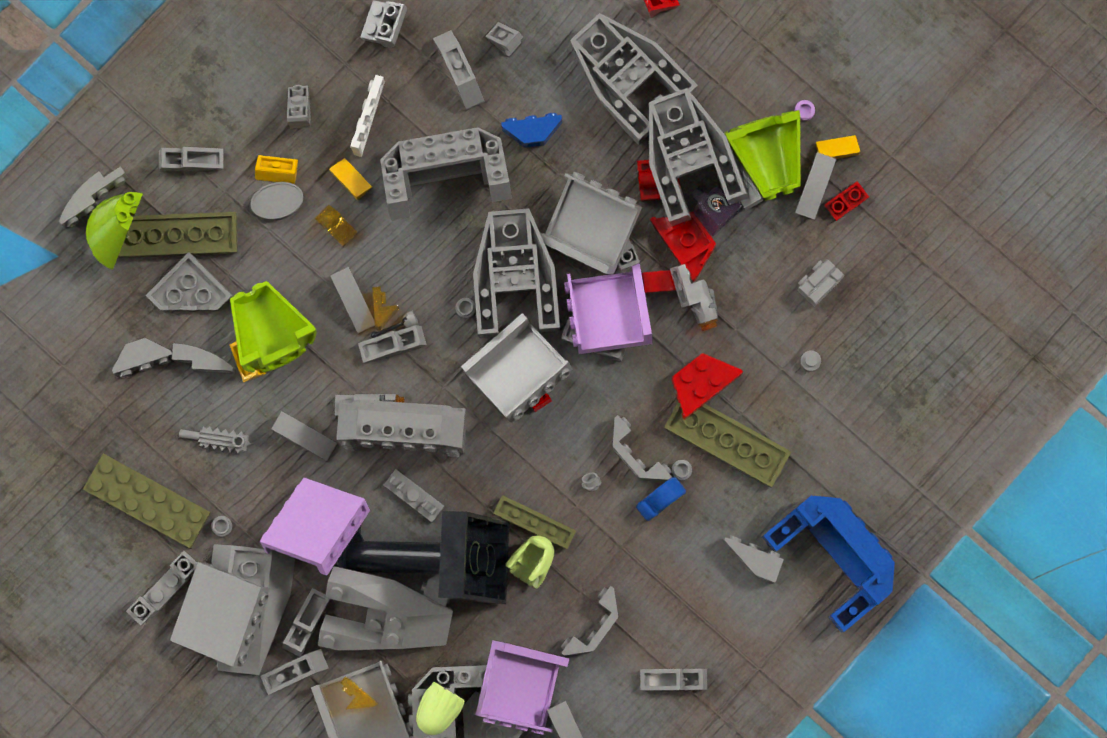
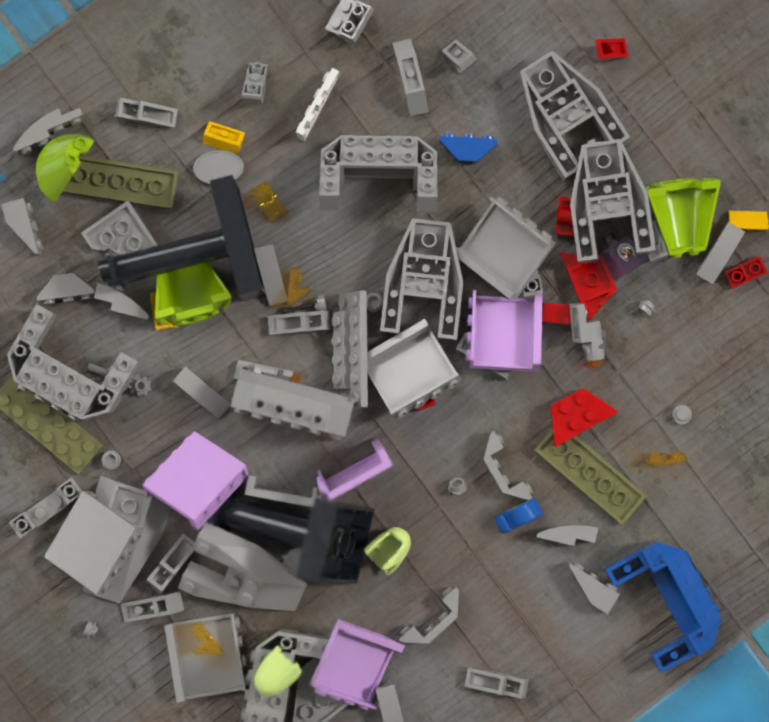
camera: 10 degrees right, 5 degrees up
(78, 293) = (19, 218): none -> light grey slope
(152, 453) = (60, 383): none -> light grey wedge
(233, 709) = (90, 630): none -> light grey plate
(303, 271) = (230, 241): none -> black piece
(350, 178) = (290, 160): yellow slope -> none
(379, 527) = (252, 490): none -> light grey panel
(413, 495) = (292, 466): light grey plate -> none
(451, 357) = (350, 347): none -> light grey plate
(505, 465) = (356, 473): none -> lavender panel
(534, 522) = (398, 513): olive plate -> none
(682, 469) = (542, 492): light grey plate -> none
(717, 507) = (569, 533): none -> light grey slope
(751, 258) = (646, 308): none -> light grey plate
(796, 412) = (660, 459): none -> clear yellow slope
(806, 110) = (726, 178): lavender tile -> none
(820, 282) = (705, 344): light grey brick -> none

